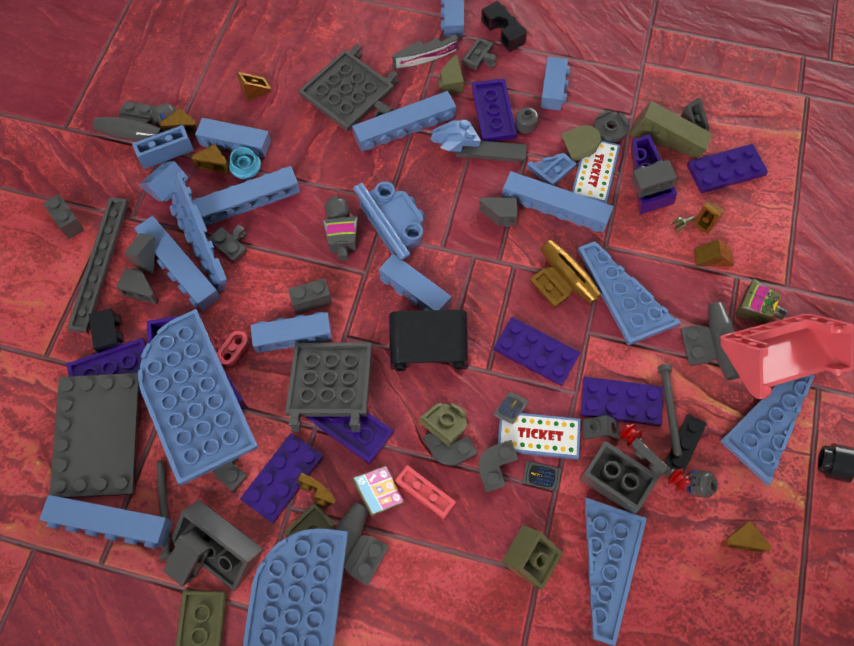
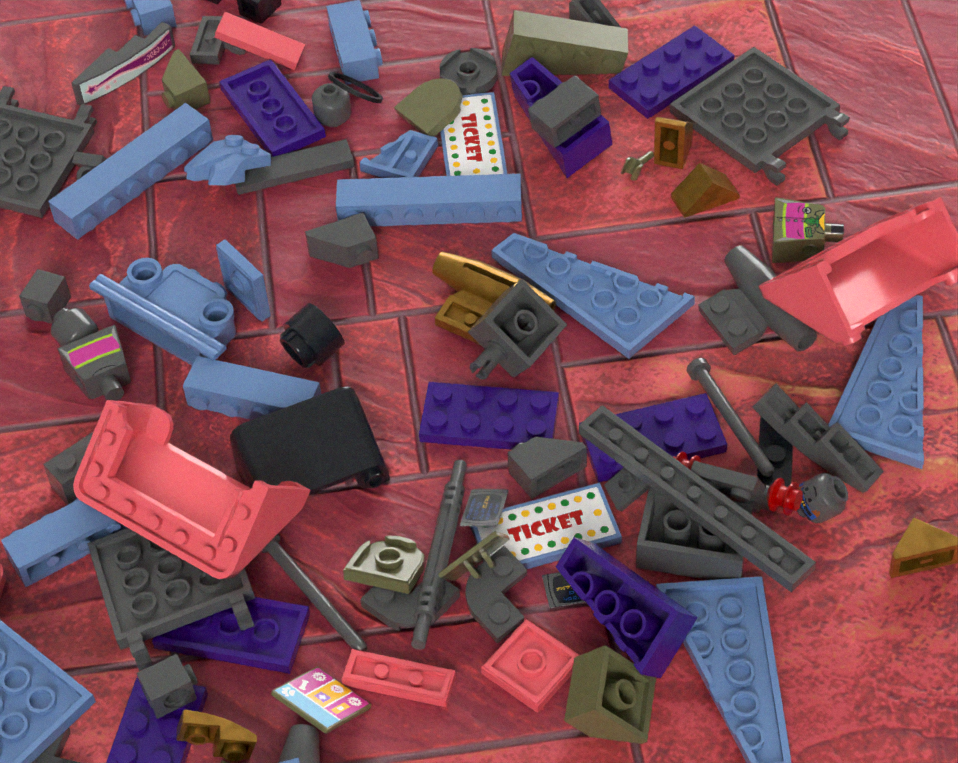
camera: 20 degrees left, 15 degrees down
(301, 450) = (168, 685): none -> dark grey brick
(329, 182) = (44, 296): none -> dark grey brick
(349, 339) = (176, 497): none -> coral windscreen
(389, 382) = (315, 595): none -> dark grey bar
(435, 215) = (243, 280): none -> medium blue tile
(458, 264) = (310, 337): none -> black piece
(474, 429) = (439, 555): none -> dark grey axle
(498, 441) = (474, 556): none -> olive piece
(498, 515) = (530, 665): none -> coral tile
(503, 64) = (259, 40): none -> coral tile
(540, 118) = (377, 97): none -> black piece
(554, 394) = (545, 463): none -> dark grey slope
(566, 511) = (633, 610): none -> dark purple wedge
(570, 307) = (514, 331): none -> dark grey brick
(629, 463) = (697, 498): none -> dark grey plate
(716, 448) = (825, 445): none -> dark grey slope
(767, 214) = (758, 112): none -> dark grey plate

